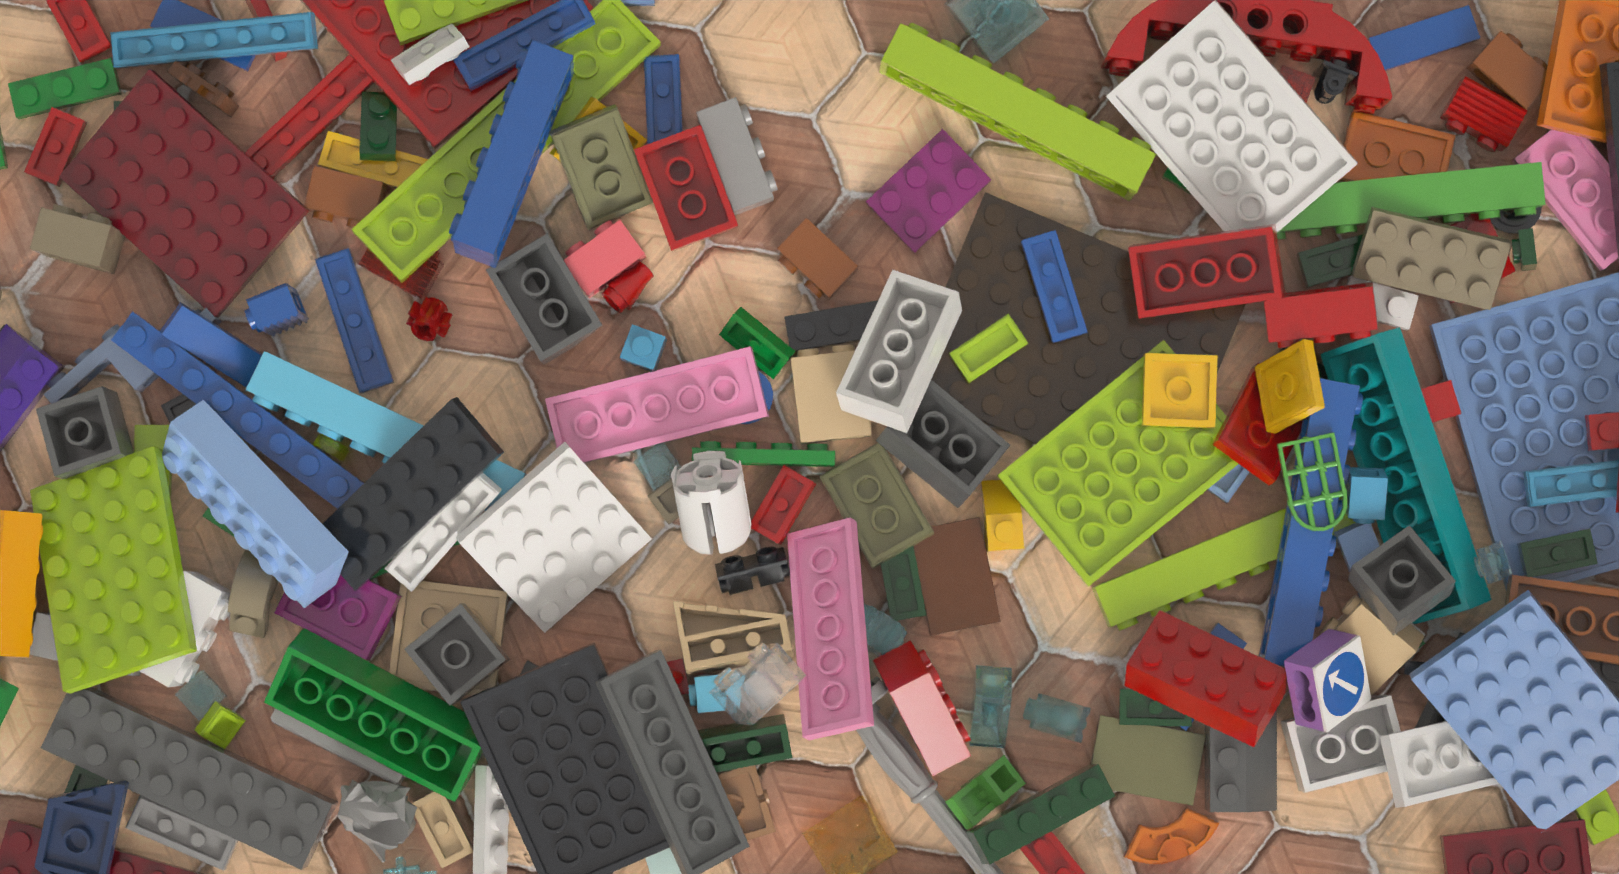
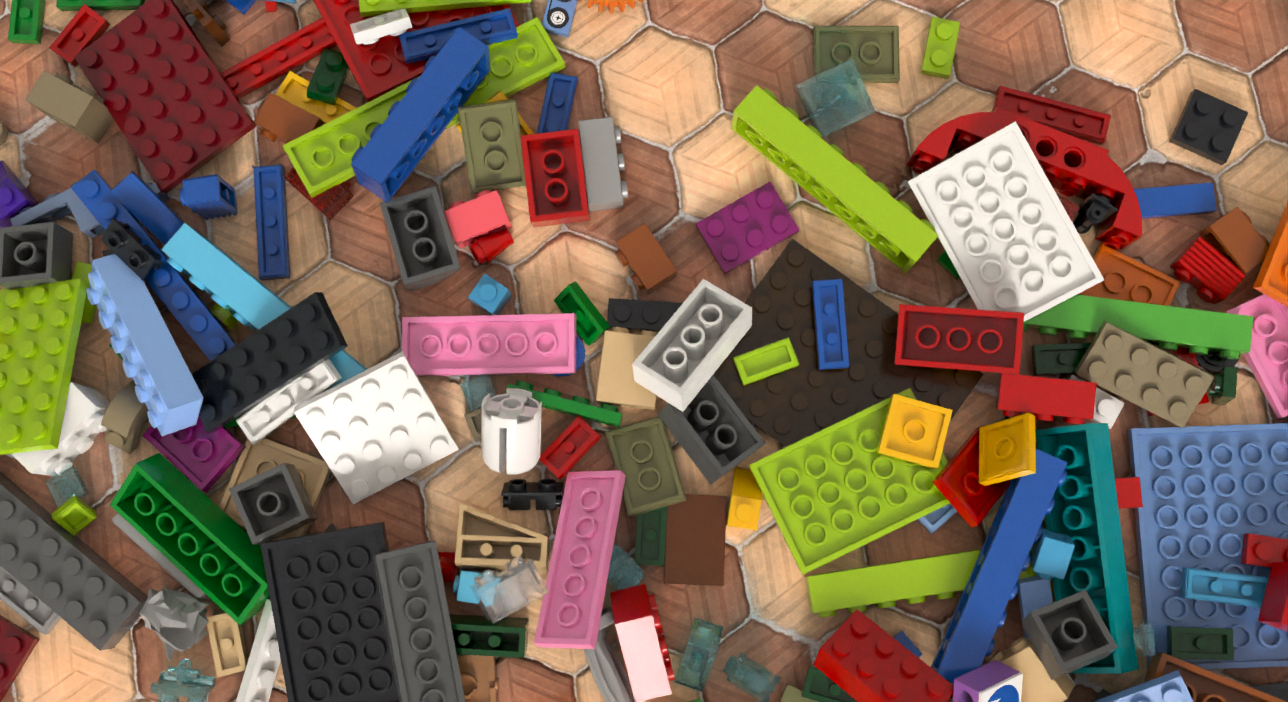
camera: 20 degrees right, 5 degrees down
(209, 398) = (128, 248): none -> black hinge
(429, 319) = (328, 233): red gear -> none
(1300, 469) = (1004, 523): bright green window -> none

